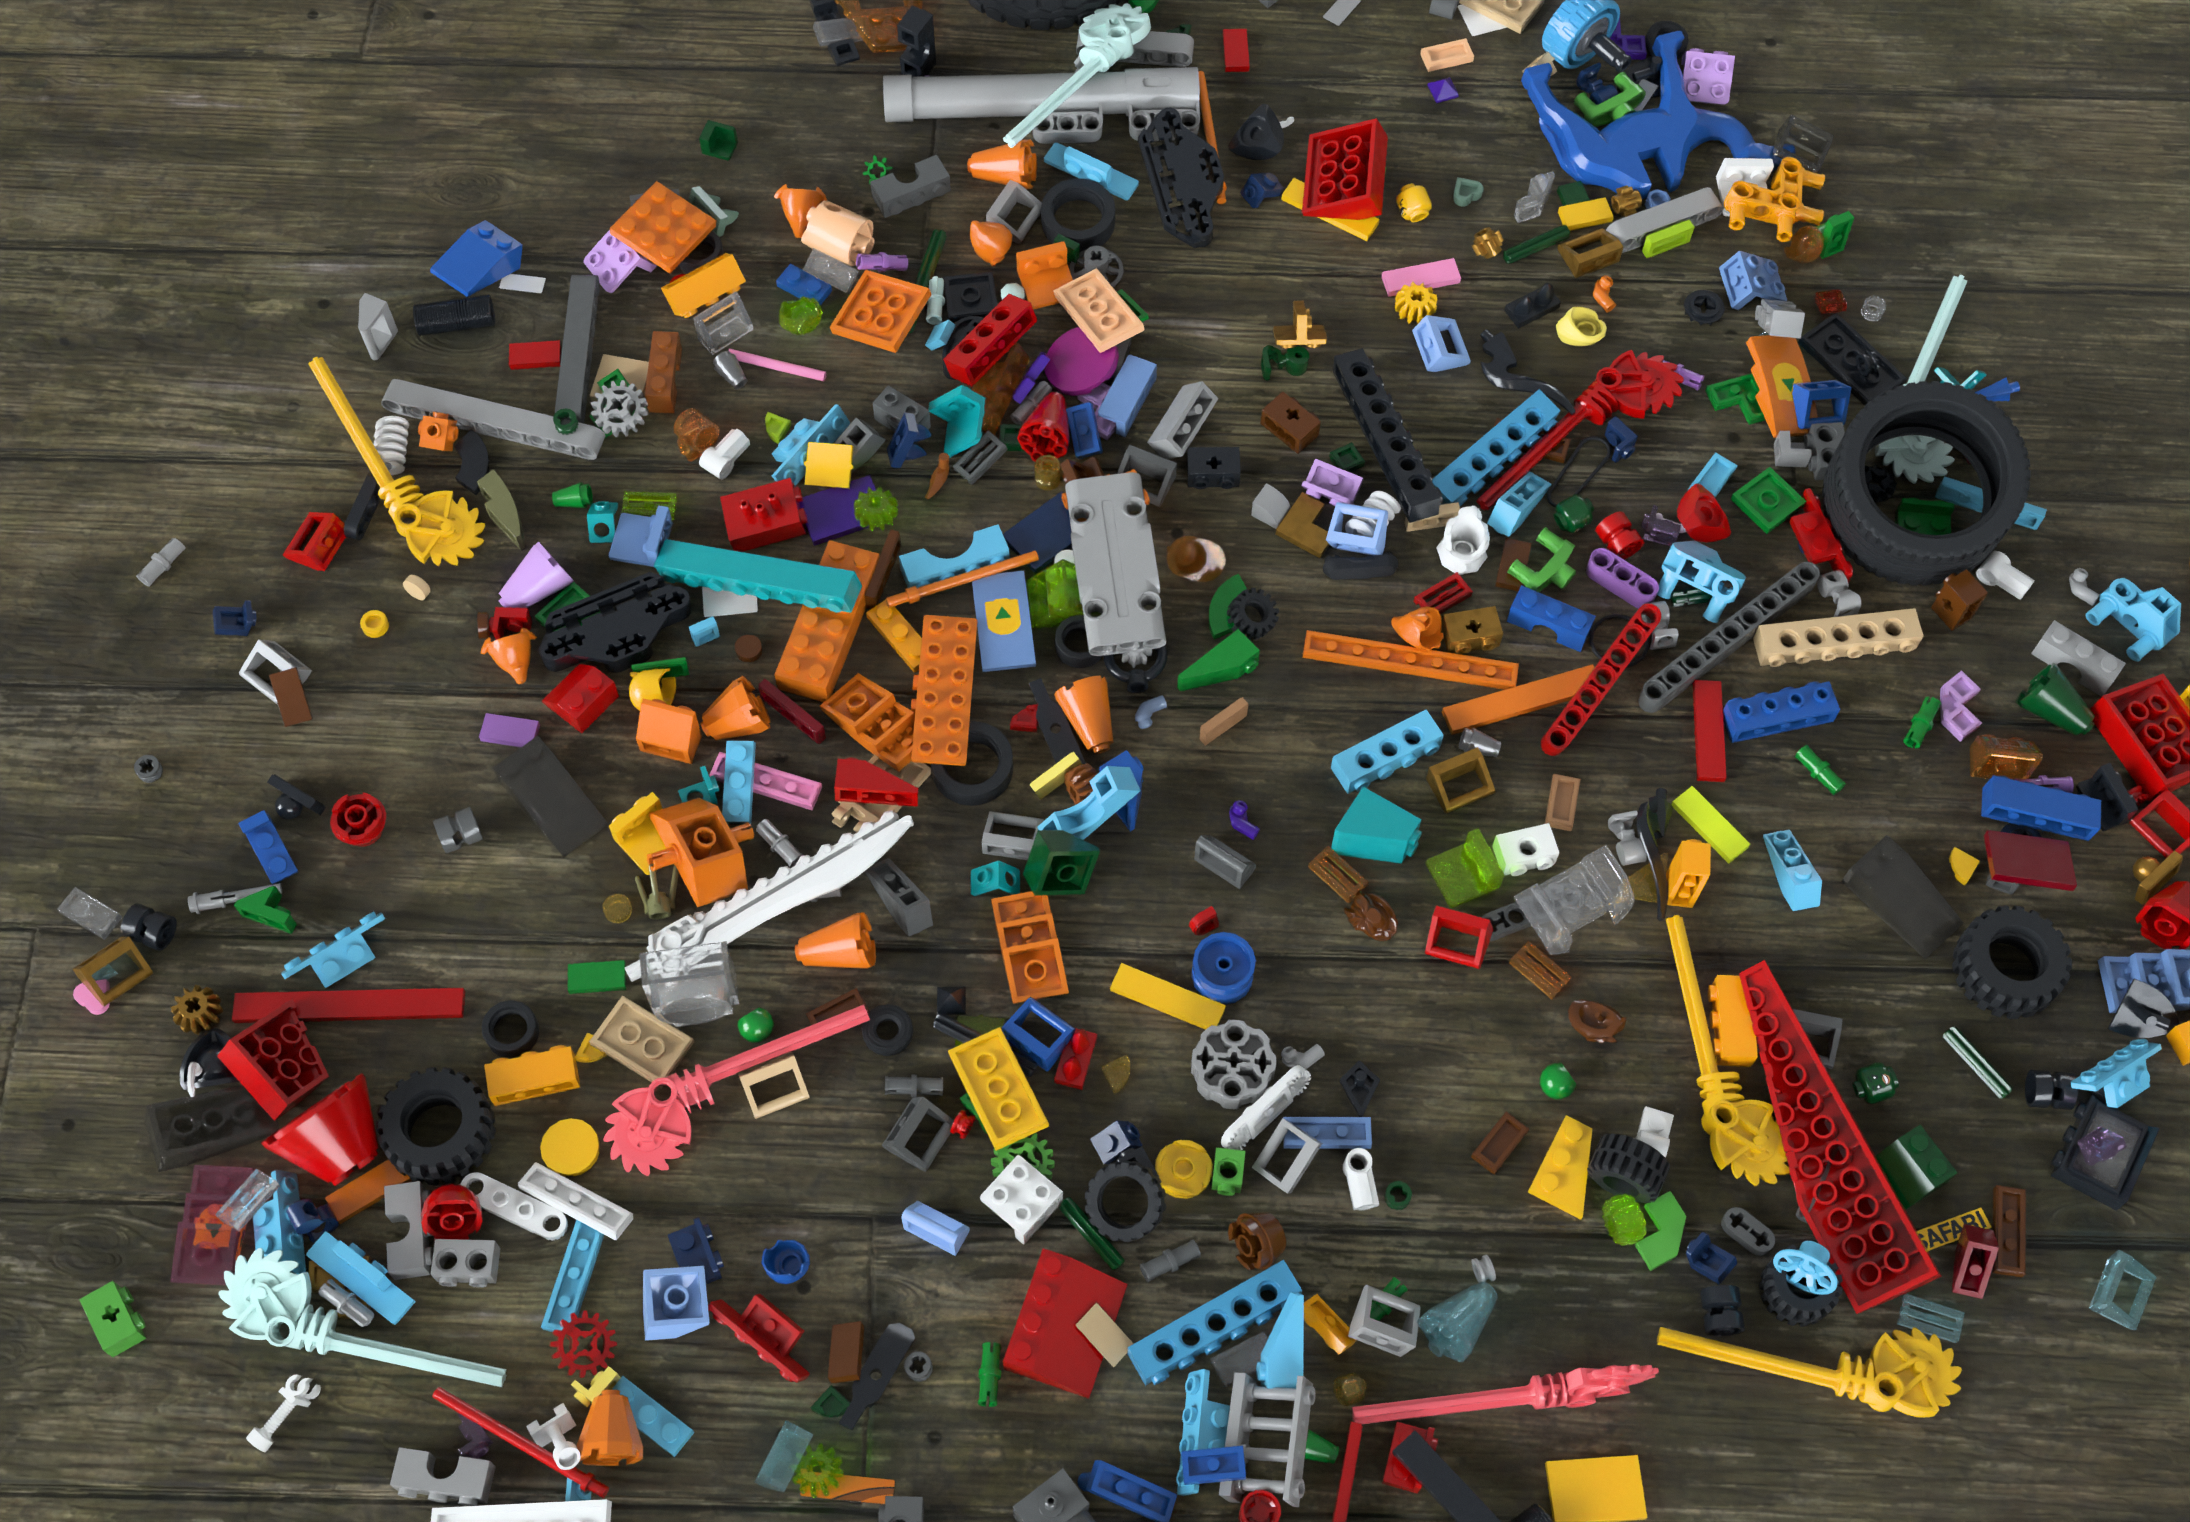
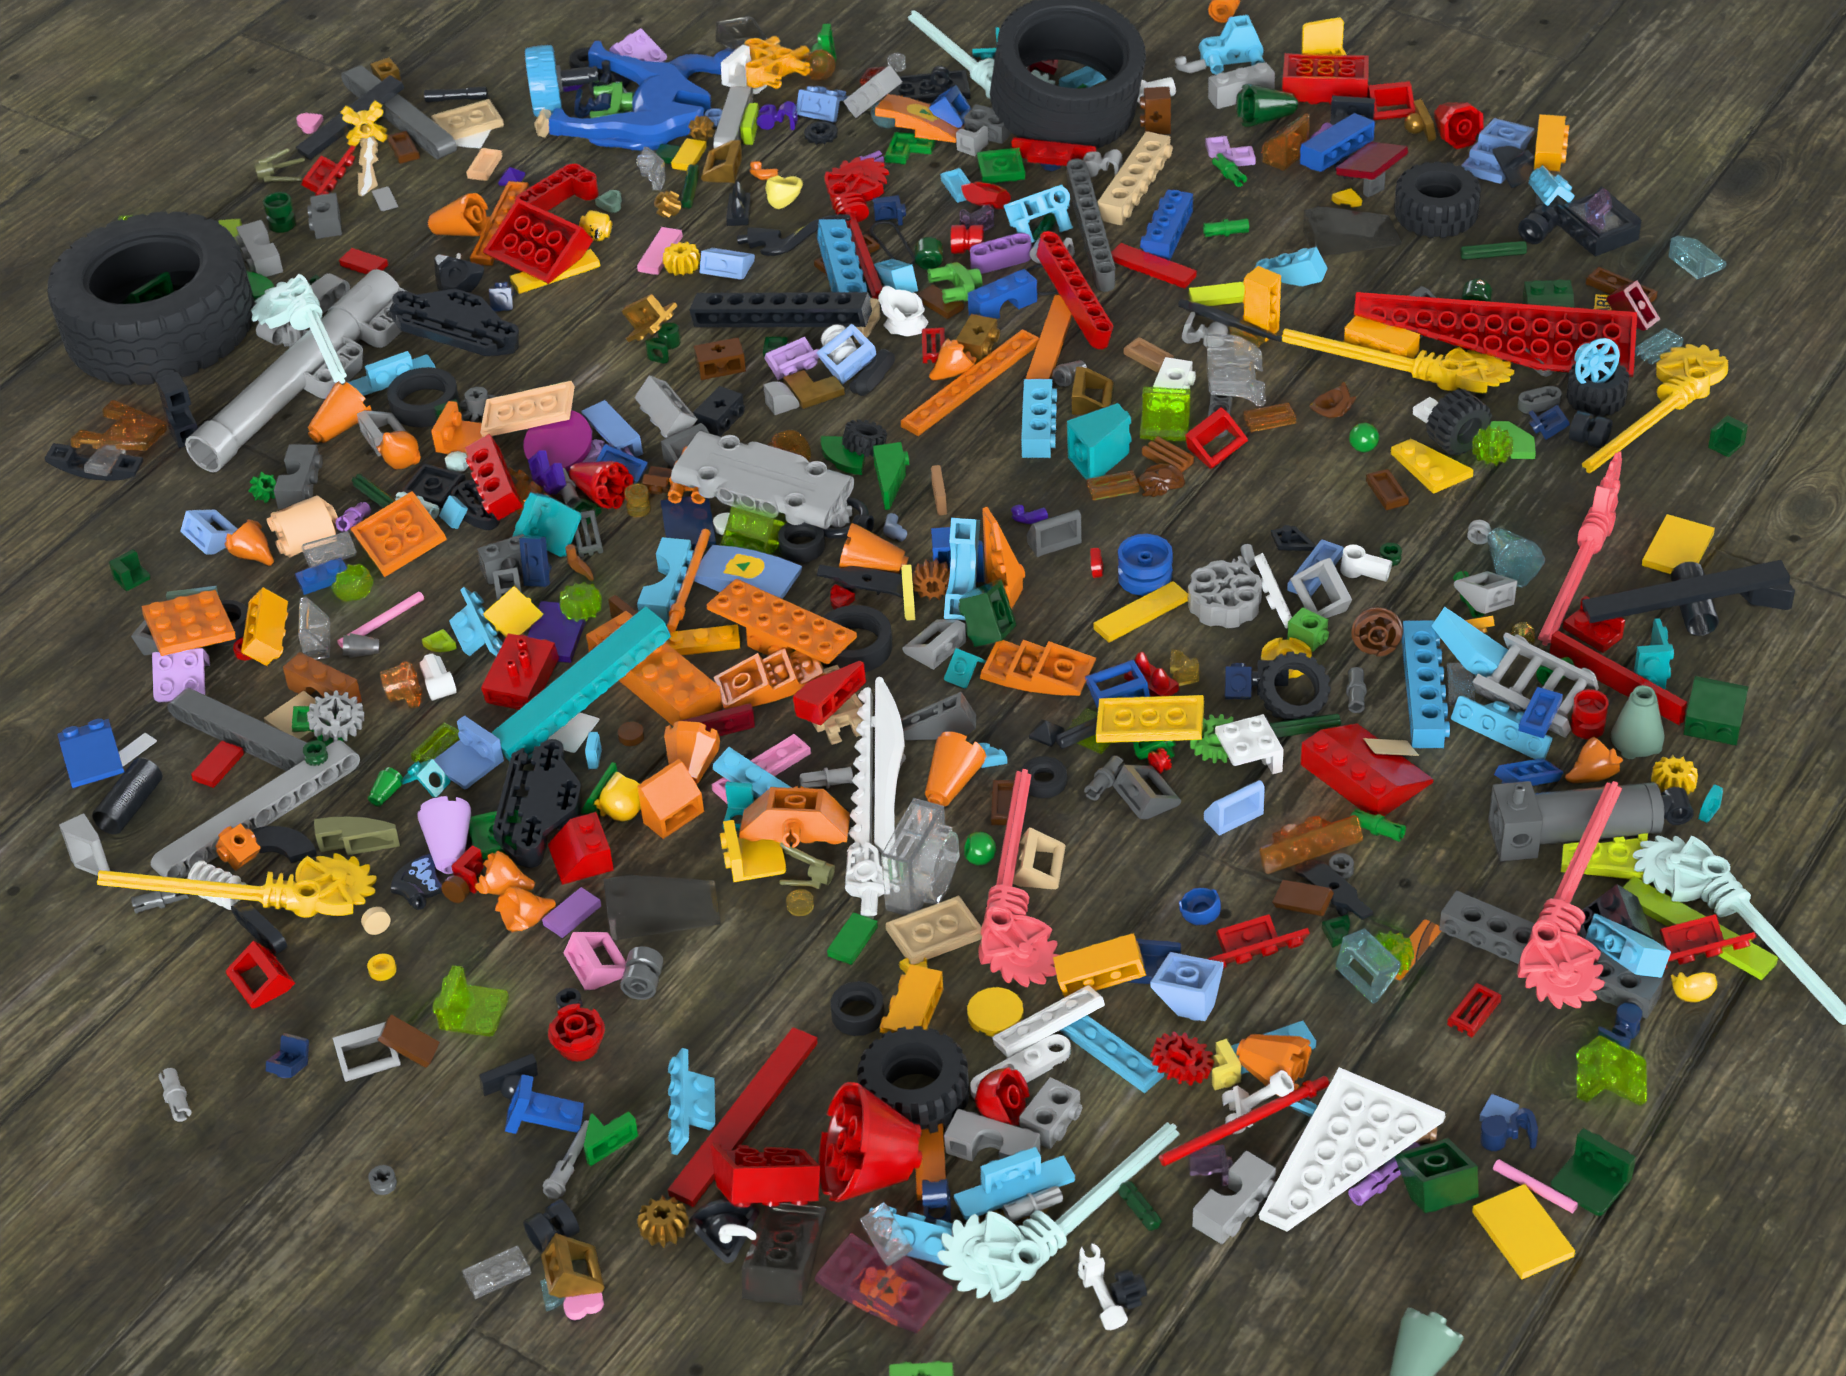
camera: 55 degrees left, 20 degrees down
(292, 1436) = (1128, 1289): none -> black gear
(357, 717) = (468, 1007): none -> clear neon green bracket
(363, 412) = (155, 899): none -> dark grey pin
(400, 1395) = (1140, 1206): none -> dark green axle
(402, 796) = (566, 994): none -> black bush
(464, 759) = (586, 963): none -> bright pink tile
(479, 590) = (417, 881): none -> black arm
(483, 694) = (522, 909): none -> orange hat
(656, 1210) = (1100, 965): none -> light orange brick
(810, 147) = (199, 531): none -> light blue tile
(892, 966) = (994, 756): none -> medium azure tile
(932, 1316) = (1309, 840): none -> clear orange bracket
(1100, 1087) = (1188, 673): none -> clear yellow tile
(1131, 839) = (1000, 560): none -> orange wedge
(1339, 91) = (461, 217): none -> orange cone
(1388, 115) = (501, 210): none -> orange tile
(1420, 880) = (1170, 453): none -> dark orange tile
(1440, 136) = (560, 186): none -> red beam
(1694, 247) = (769, 115): none -> dark purple leg
(1812, 1465) = (1727, 436): none -> dark green panel

